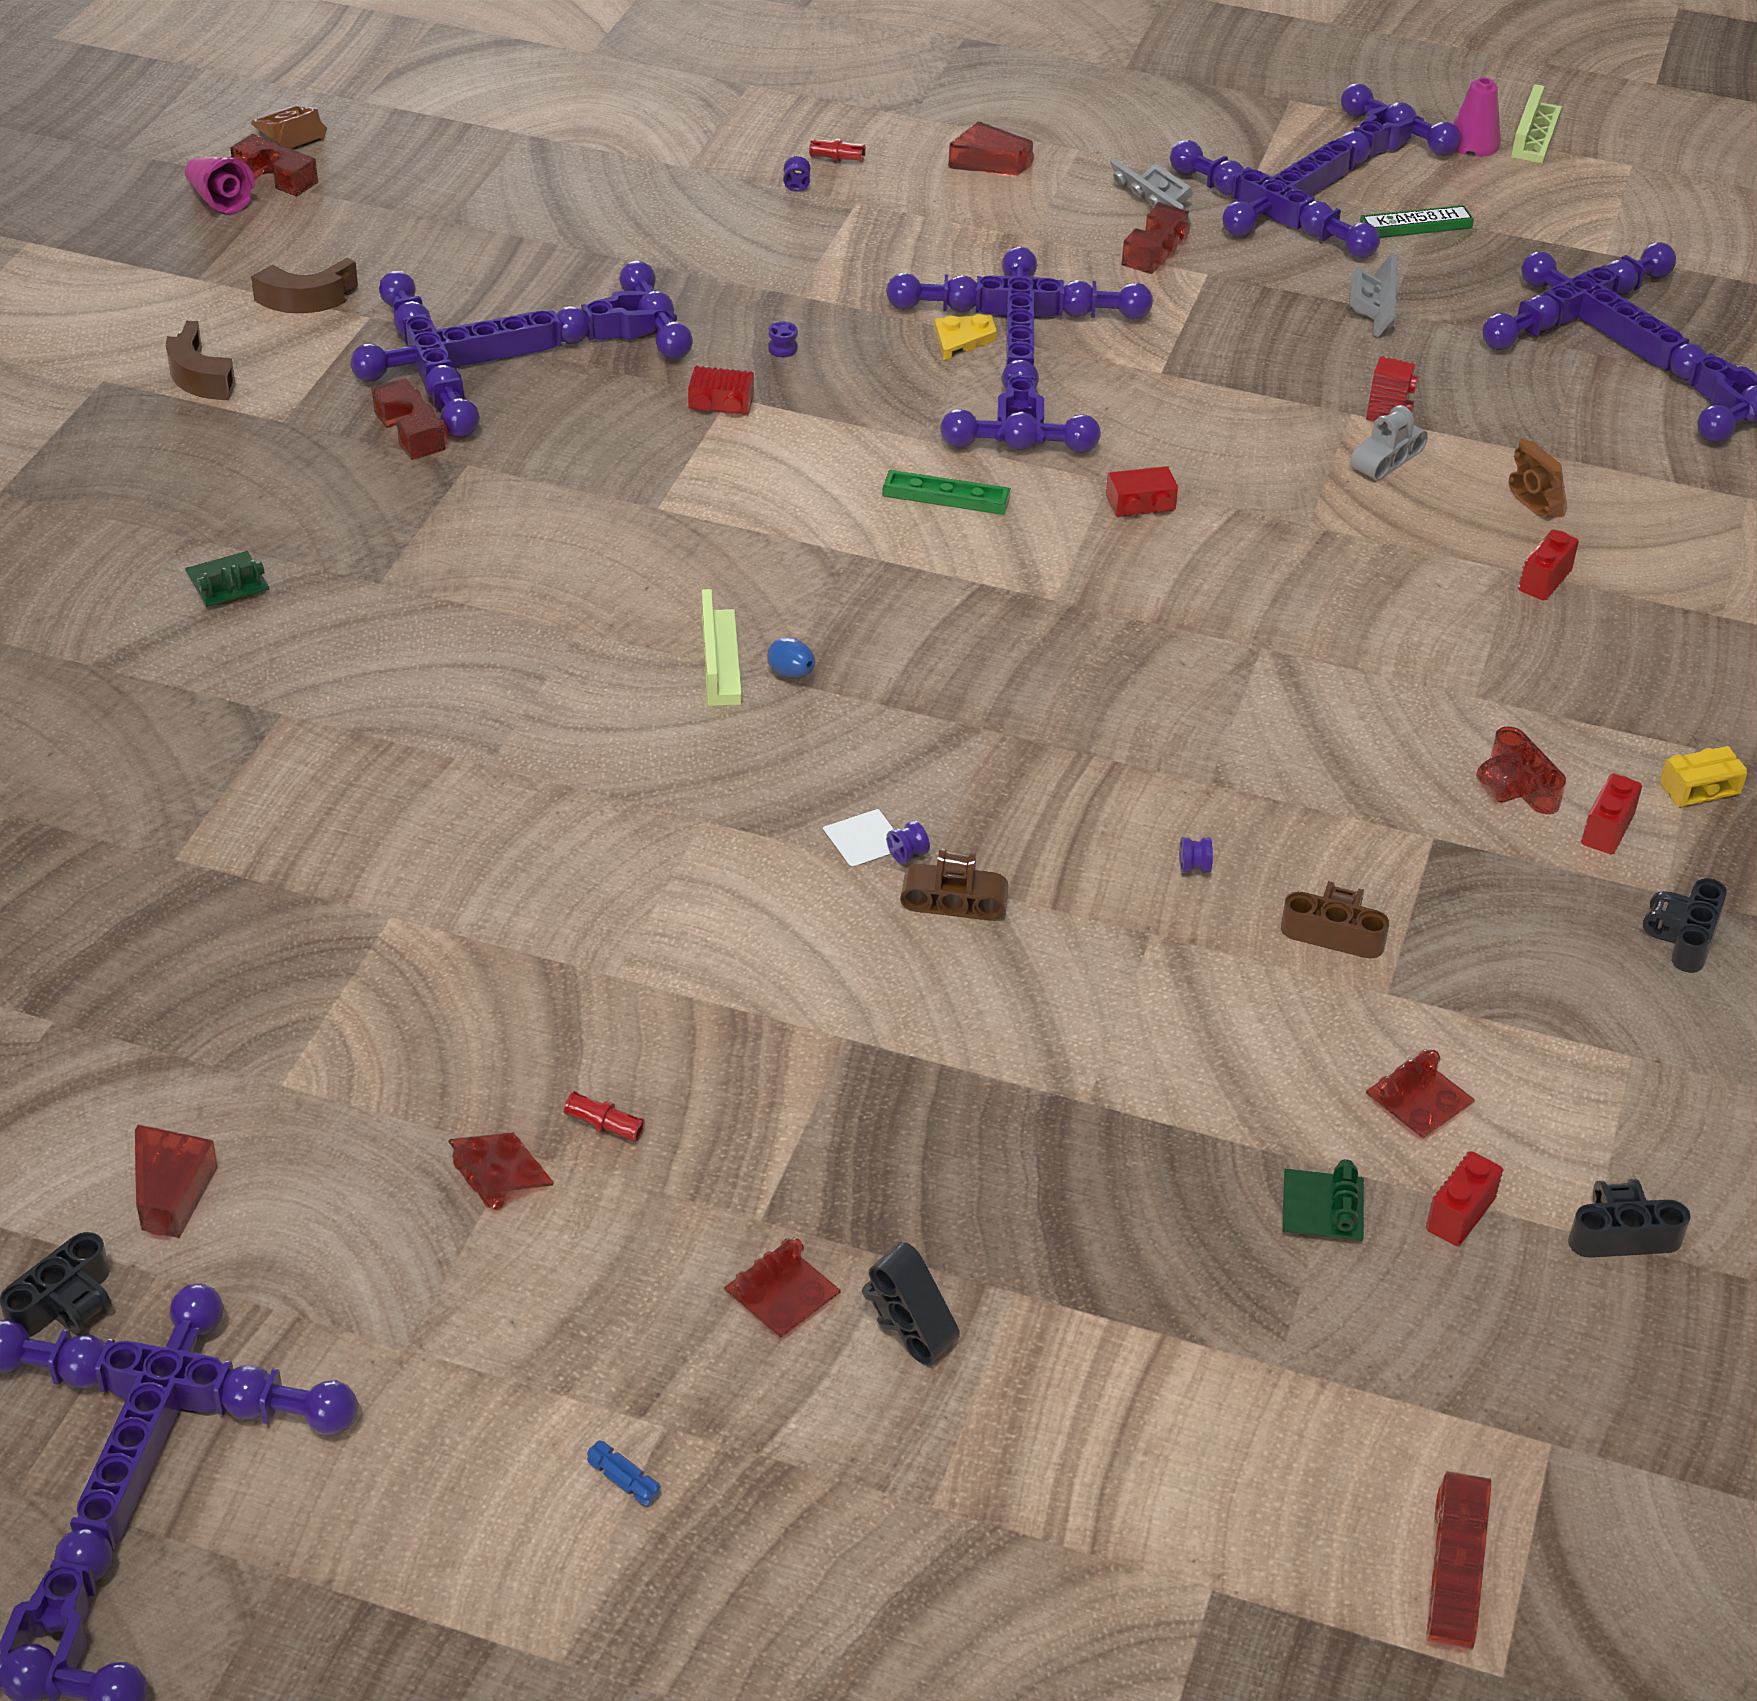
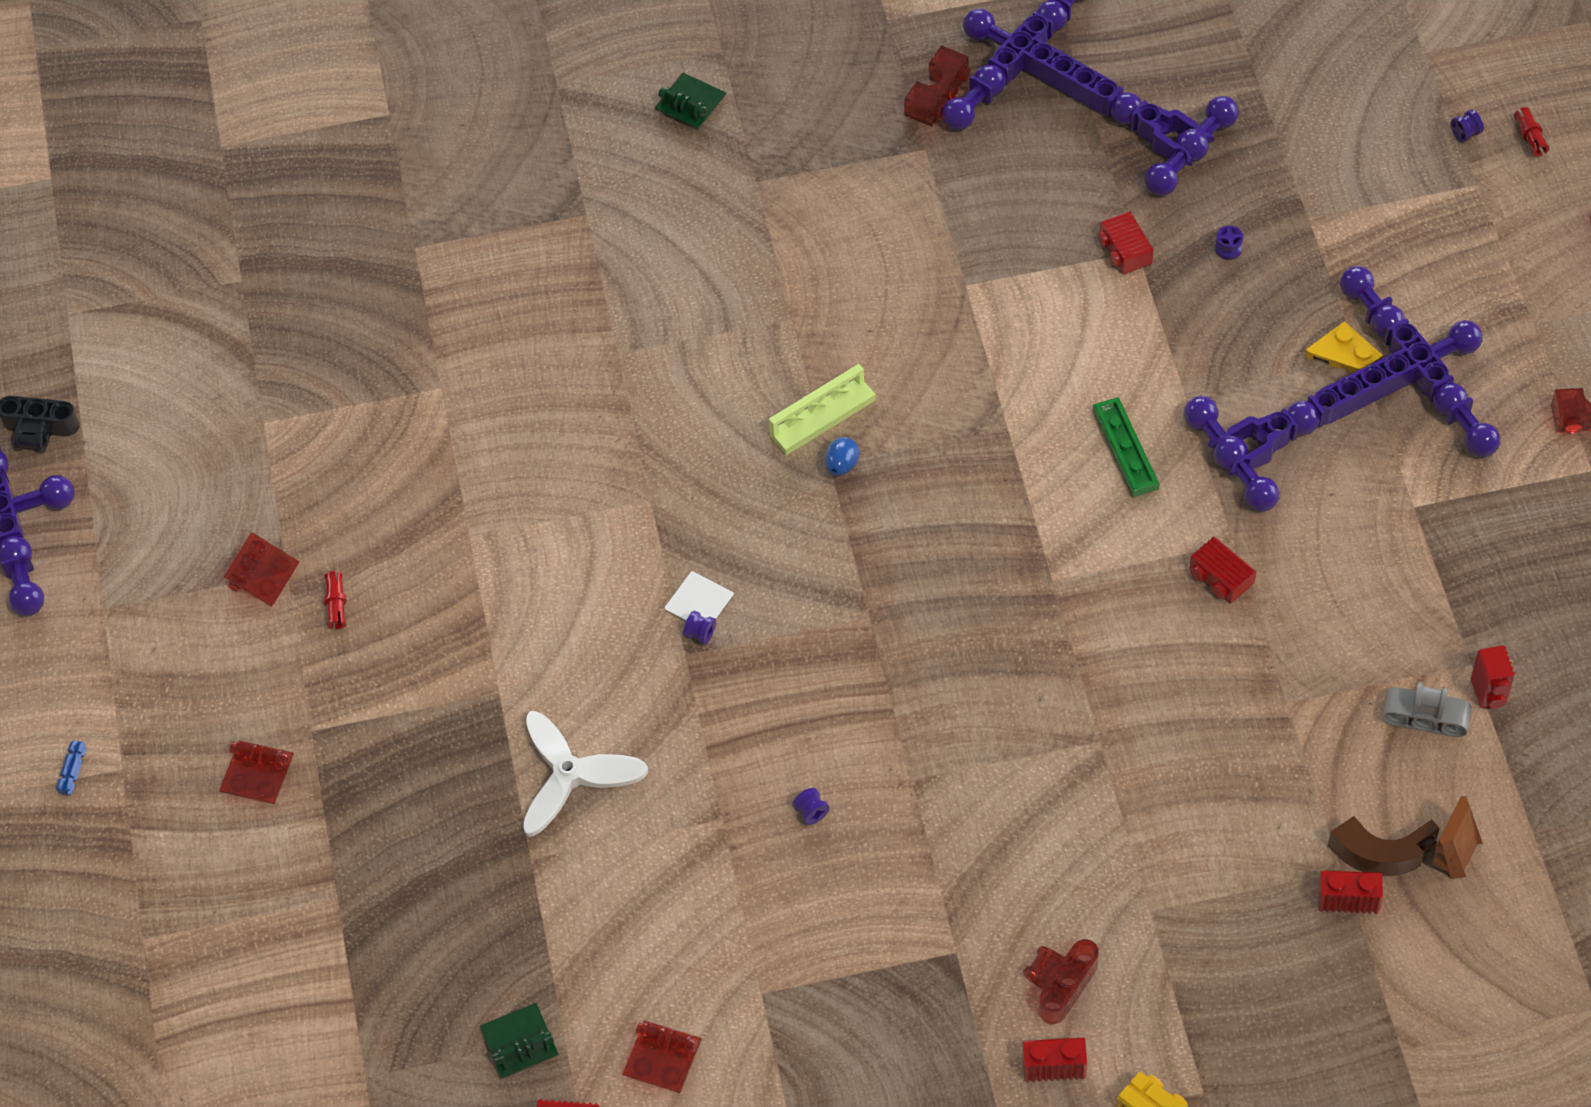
camera: 65 degrees right, 15 degrees up
(170, 1178) = (144, 417): clear red slope -> none
(911, 1303) = (262, 844): black piece -> none
(954, 888) = (669, 680): reddish brown piece -> none
(1010, 1018) = (570, 772): none -> white piece
(1335, 921) = (813, 921): reddish brown piece -> none
(1510, 539) = (1372, 854): none -> reddish brown arch

